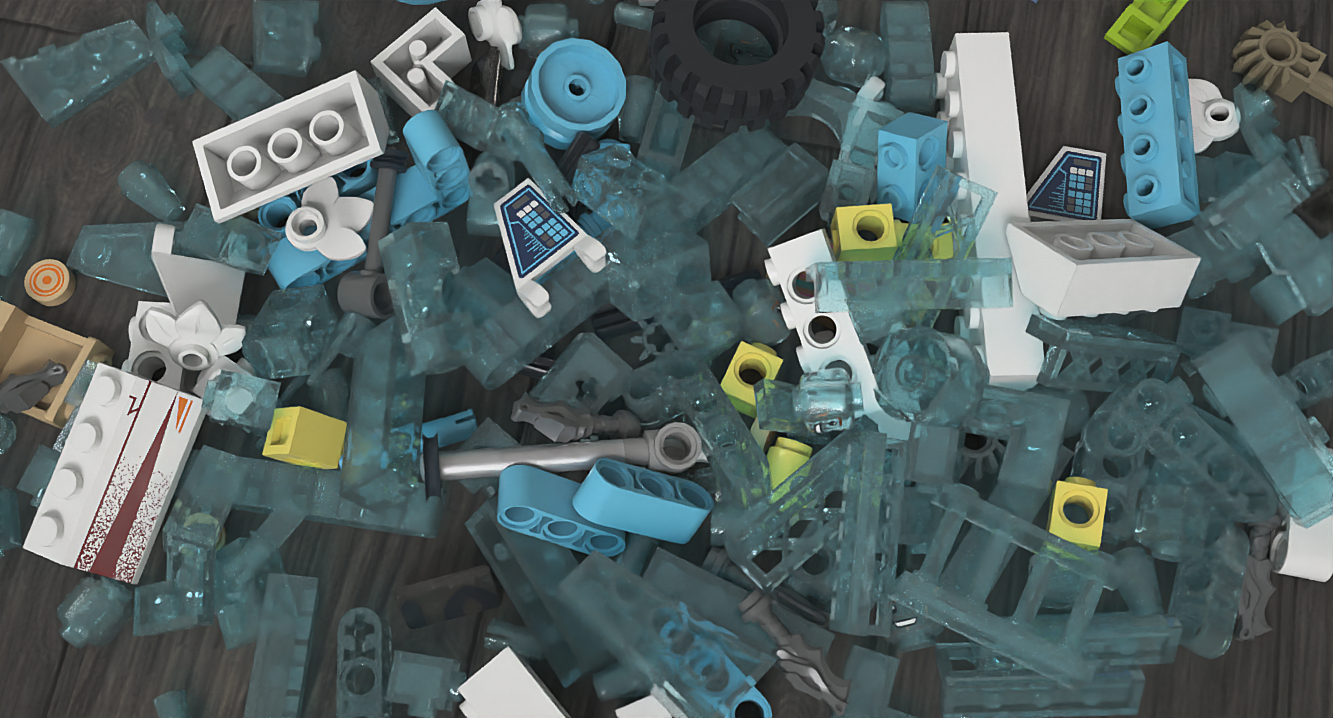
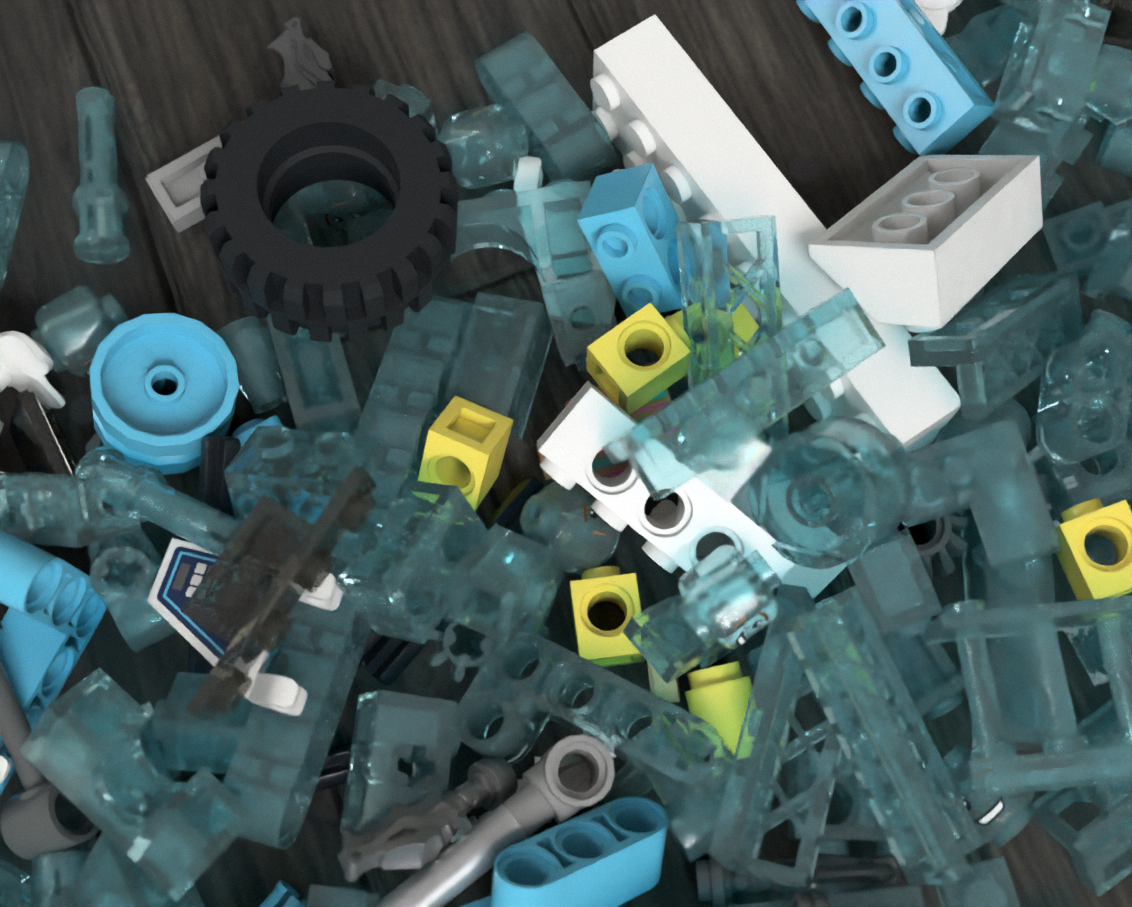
camera: 30 degrees left, 0 degrees up
(565, 227) = (260, 581): none -> clear smoke bracket
(633, 16) = (181, 249): clear light blue arm -> none
(729, 229) = (466, 449): none -> light yellow brick
(1069, 187) = (829, 158): flag -> none

